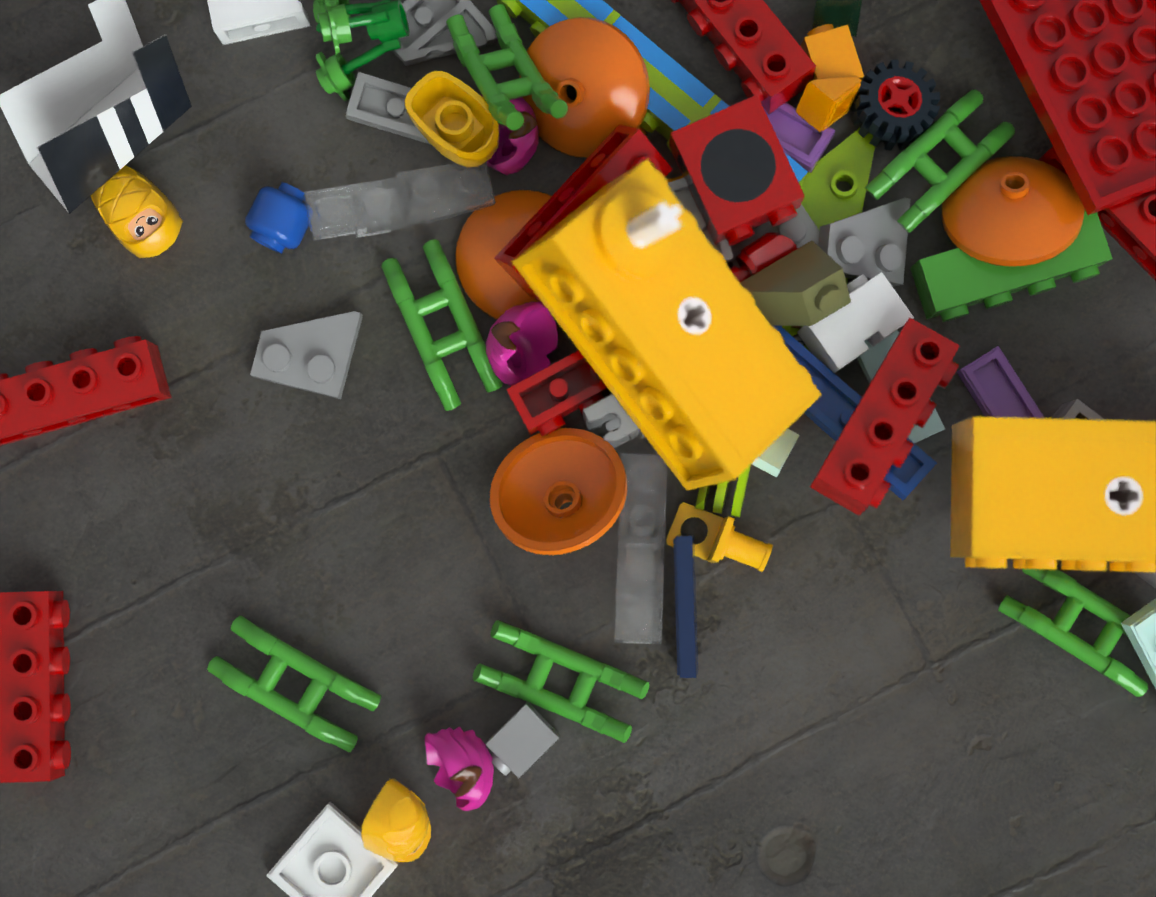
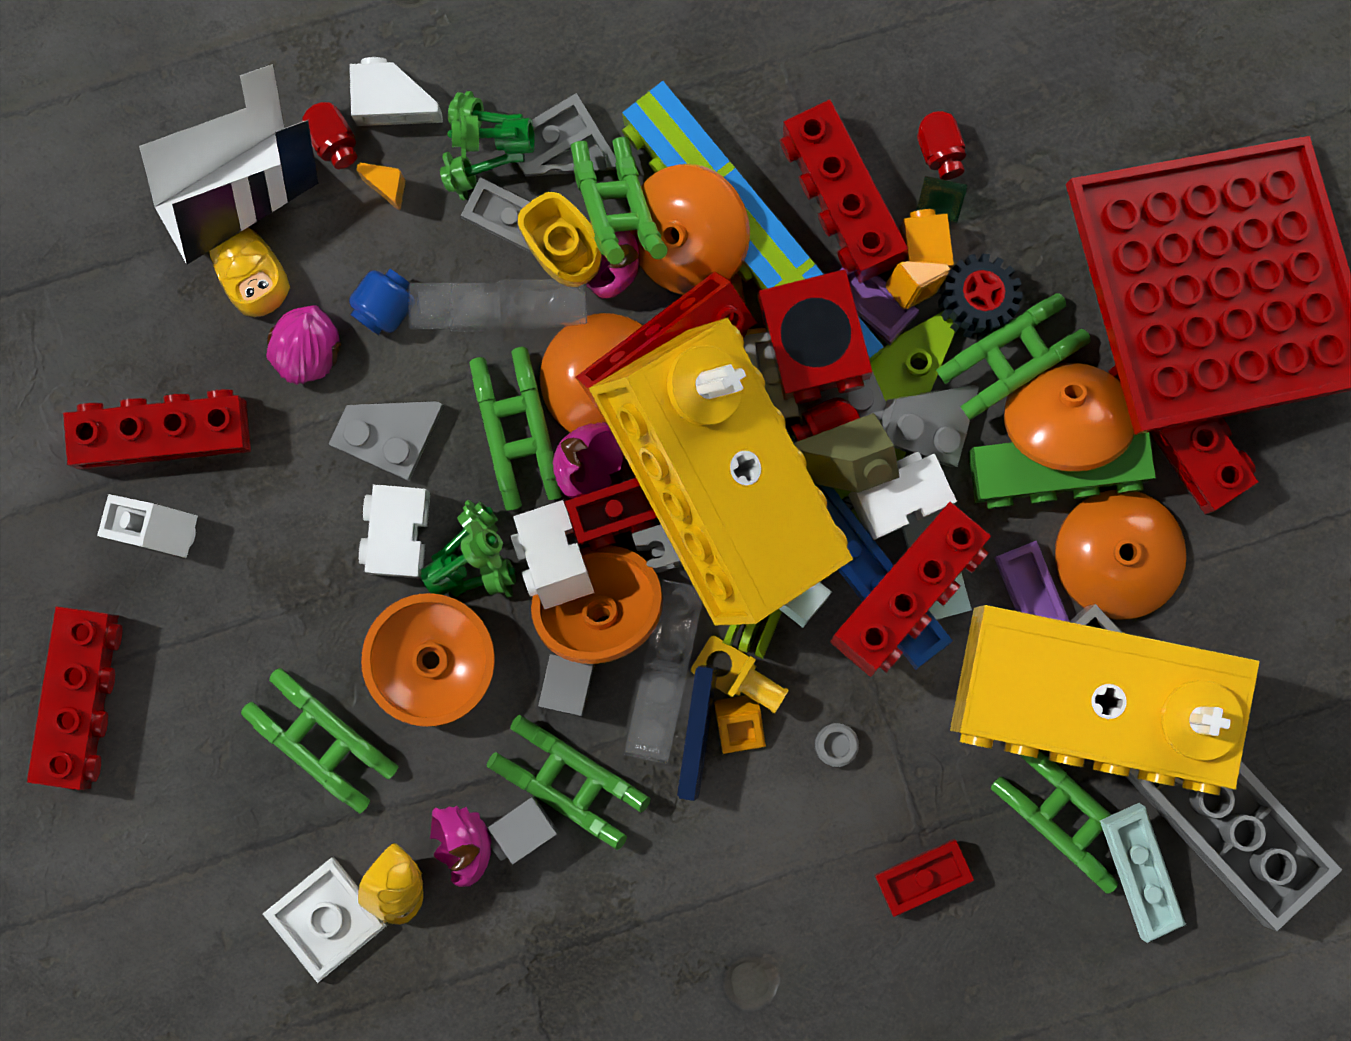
camera: 10 degrees right, 0 degrees up
(77, 492) = (148, 525): none -> white slope
(197, 56) = (331, 134): none -> red arm
(206, 277) = (303, 345): none -> dark pink hair
(260, 93) = (385, 181): none -> light orange slope
(332, 452) = (393, 531): none -> white brick
(358, 585) = (396, 653): none -> orange dish
(427, 454) = (480, 548): none -> plant
(503, 448) = (552, 555): none -> white brick
(540, 581) = (566, 685): none -> light grey brick
(727, 589) = (739, 724): none -> light orange slope
(831, 593) = (836, 744): none -> light grey tile
(947, 714) = (924, 877): none -> red plate
(1057, 348) = (1091, 561): none -> orange dish

